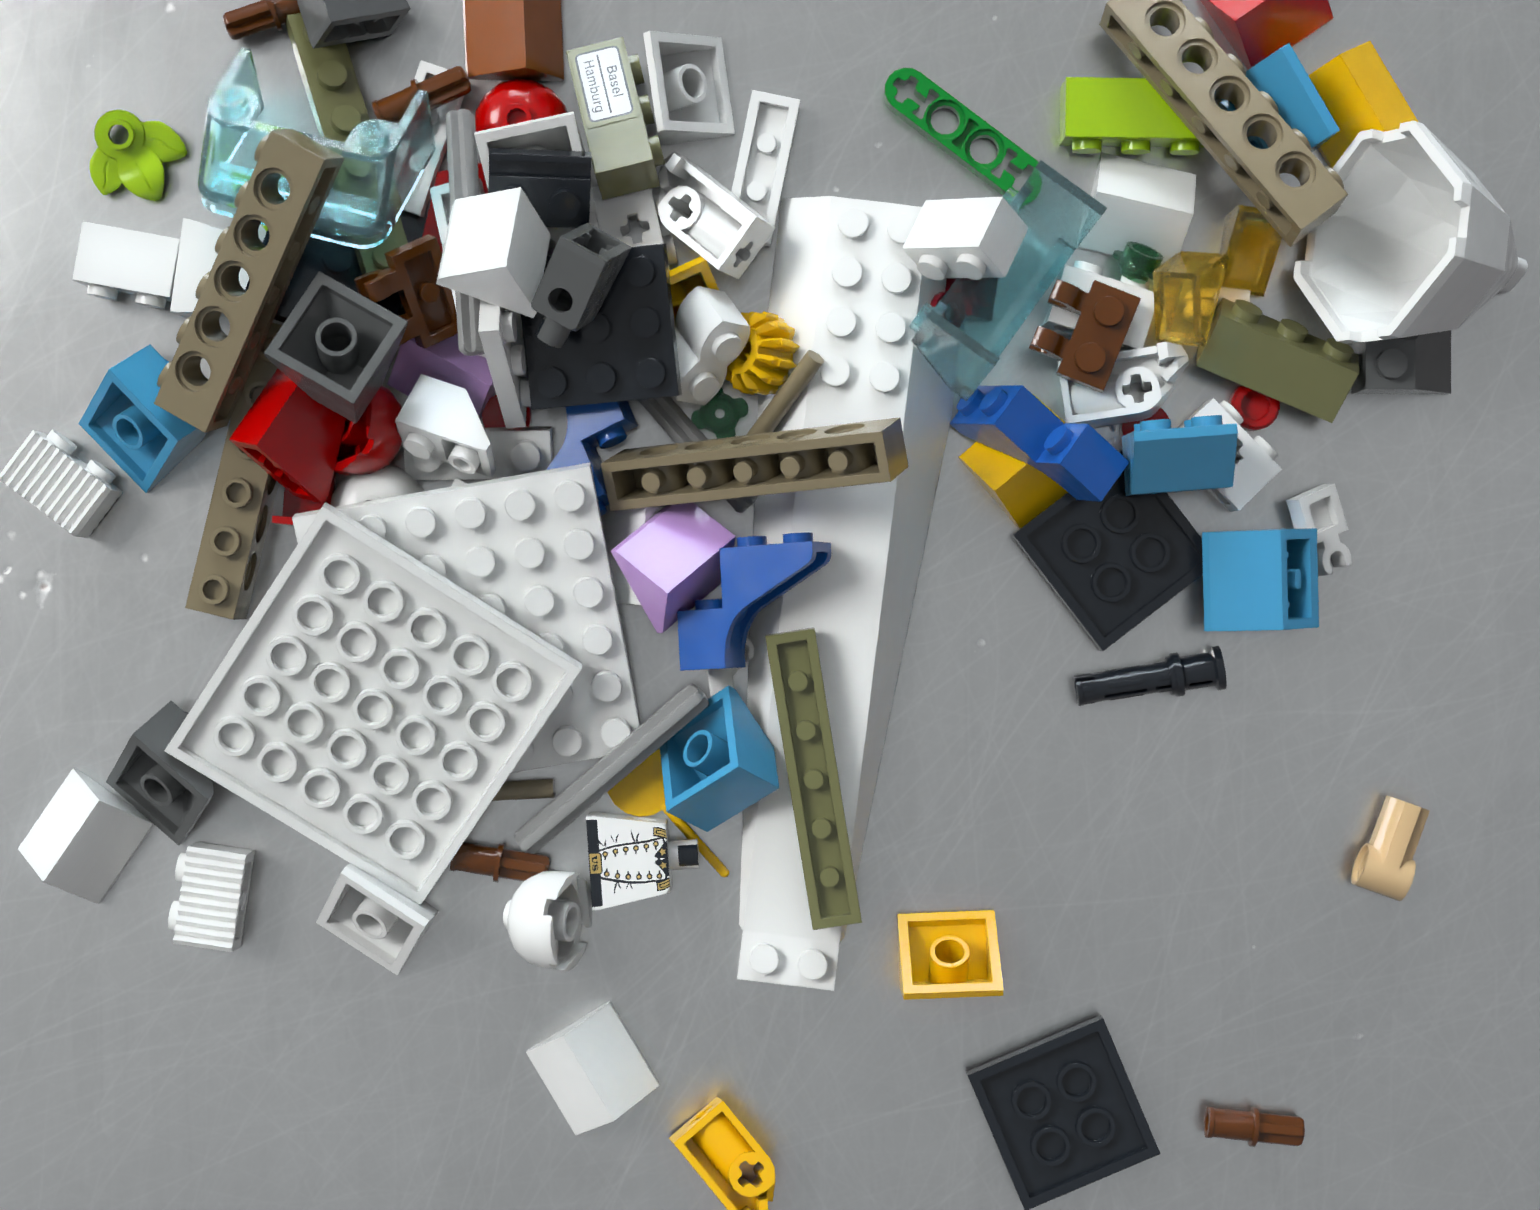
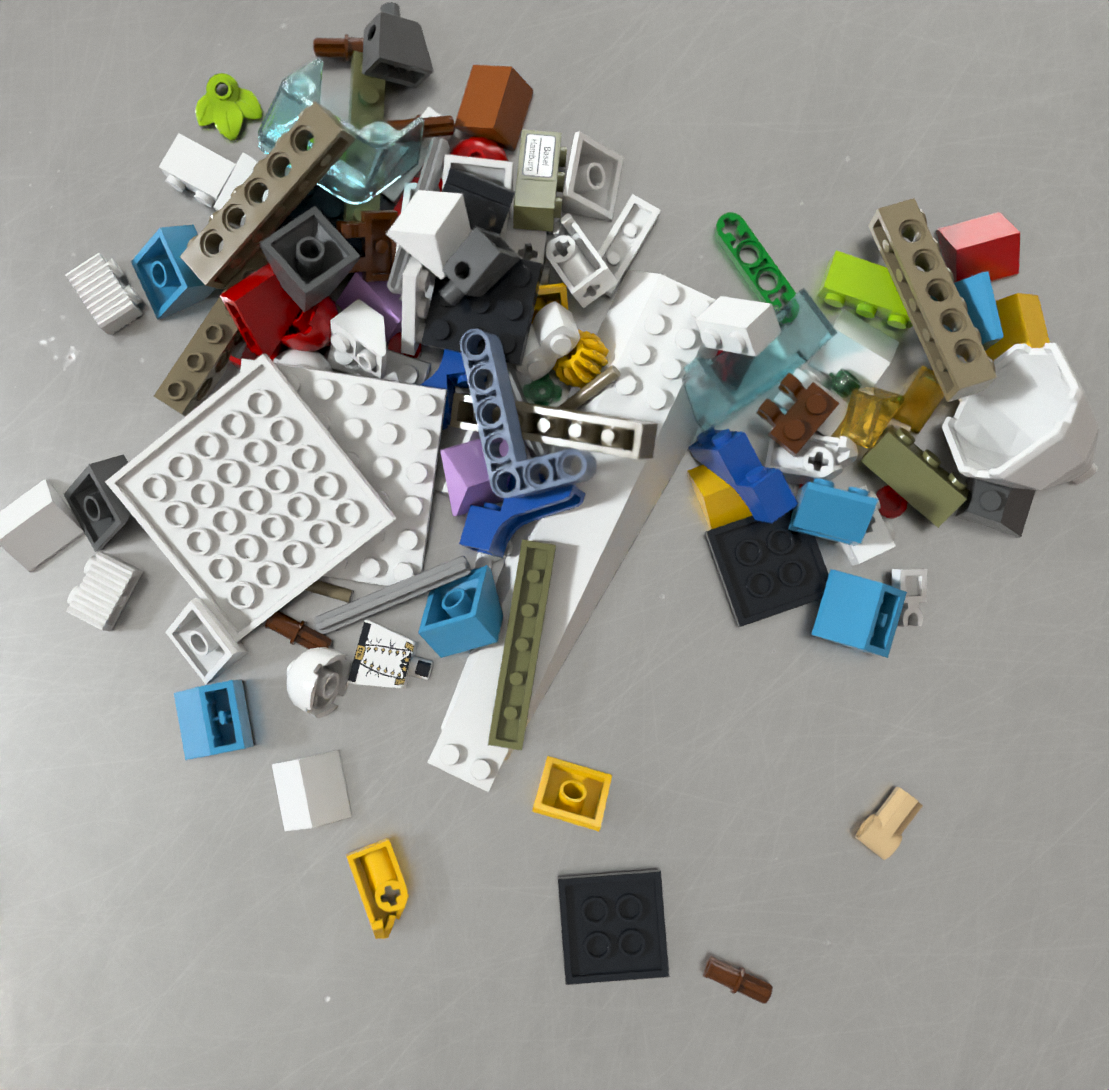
camera: 15 degrees right, 5 degrees down
(426, 1020) = (213, 719): none -> dark azure slope
(643, 795) = (406, 620): yellow piece -> none
(696, 490) = (509, 429): none -> sand blue beam
(1173, 675) = (782, 658): black pin -> none

